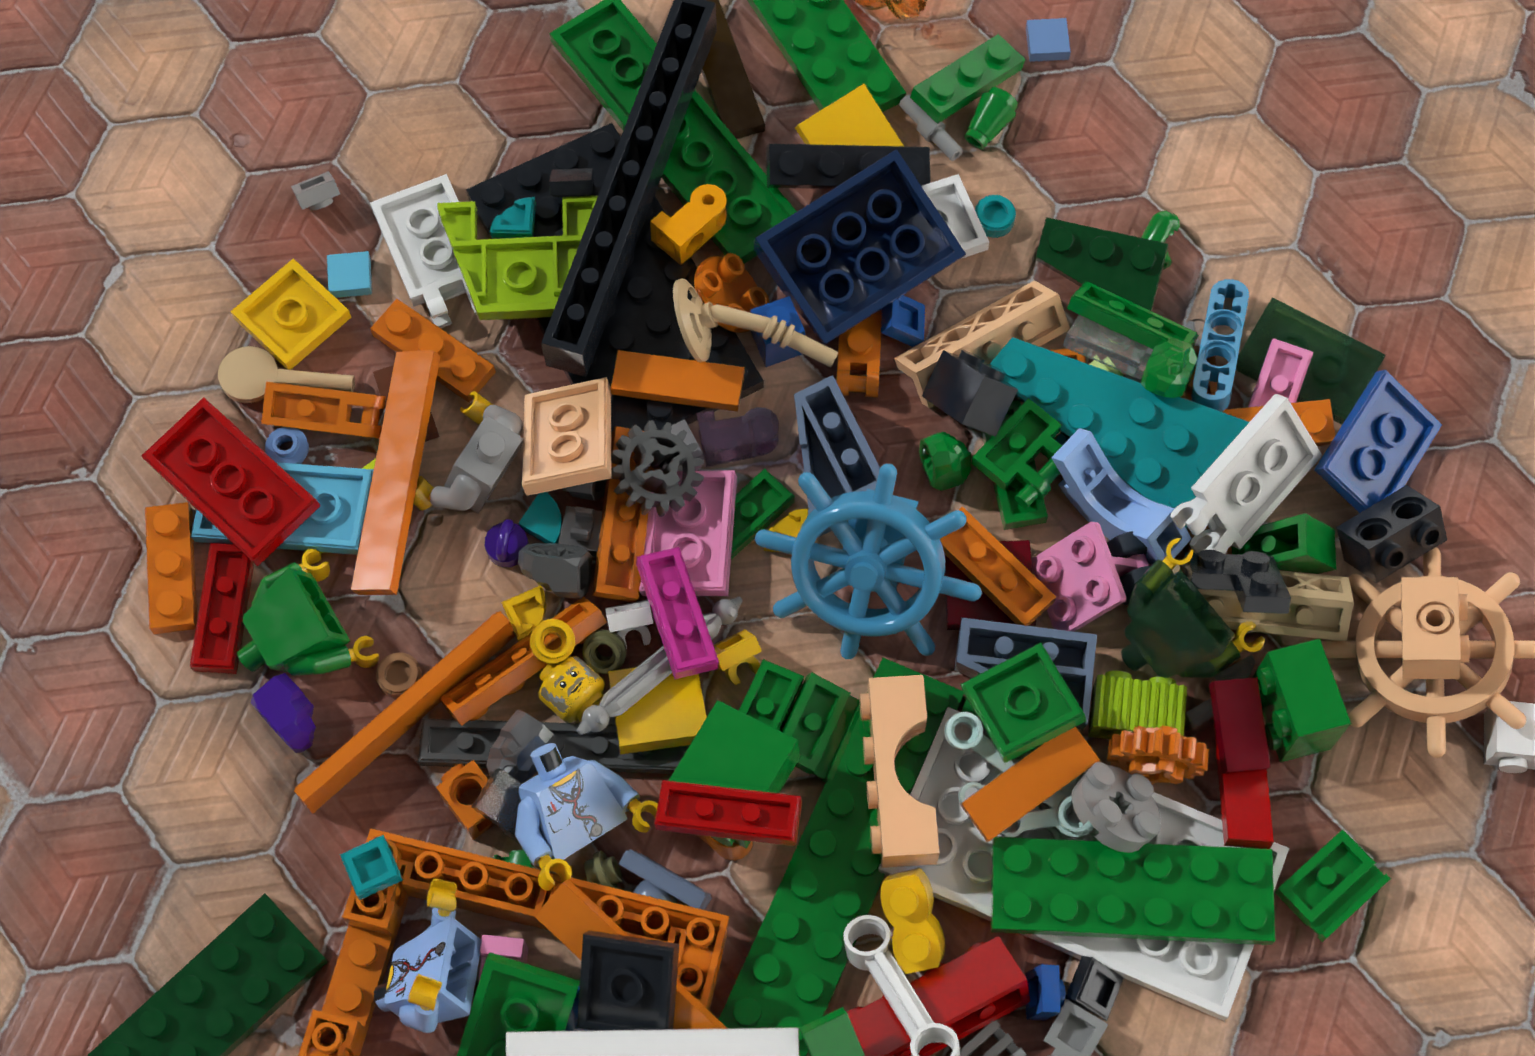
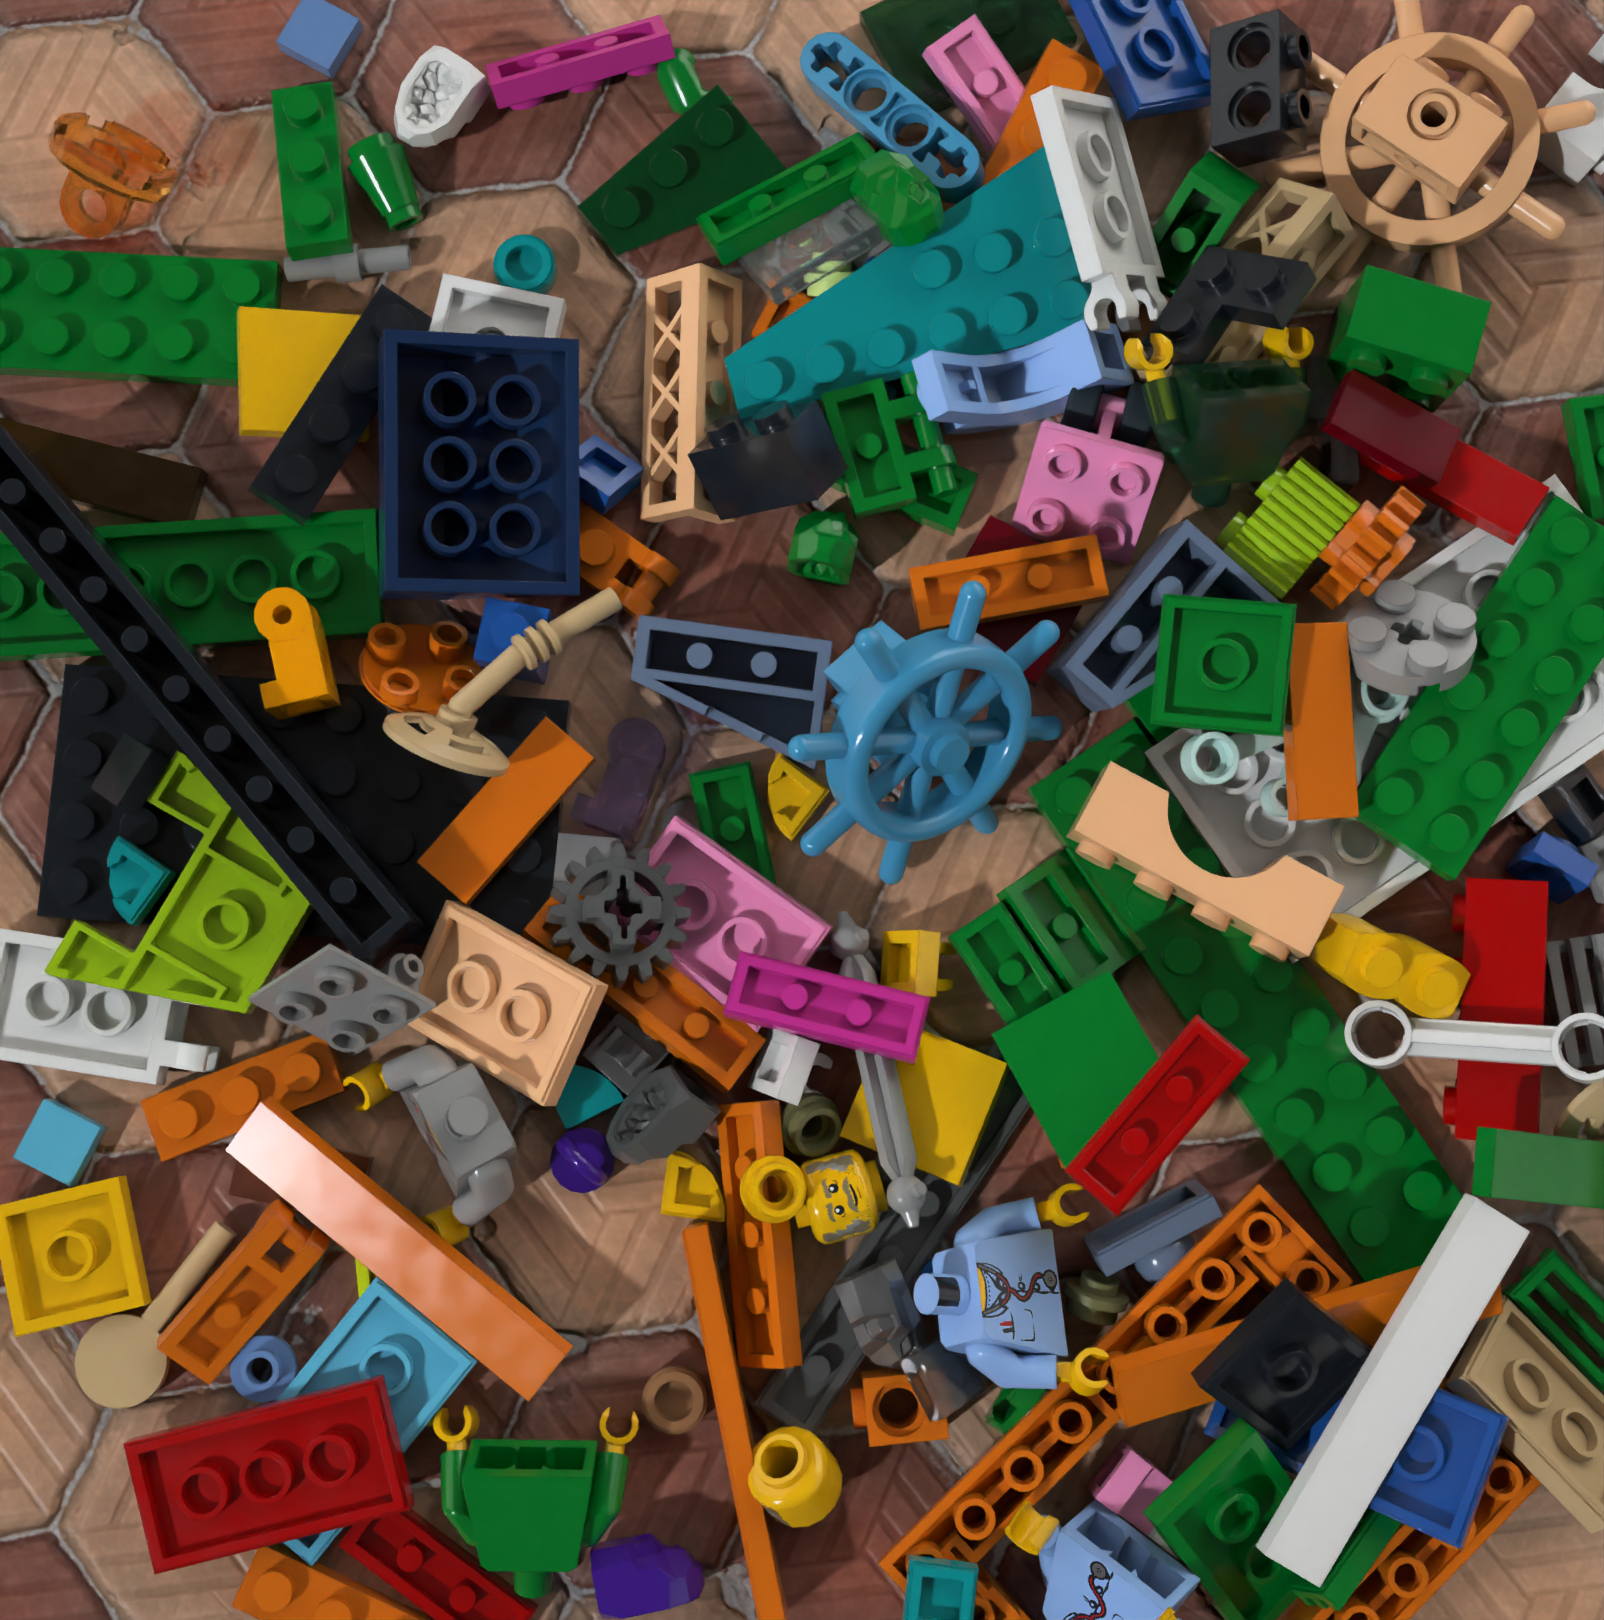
camera: 60 degrees left, 15 degrees up
(393, 758) = (795, 1477): none -> yellow head
(517, 357) = (346, 998): none -> light grey hinge
(1053, 113) = (438, 98): none -> white rock
(1129, 172) = (580, 63): none -> dark pink plate

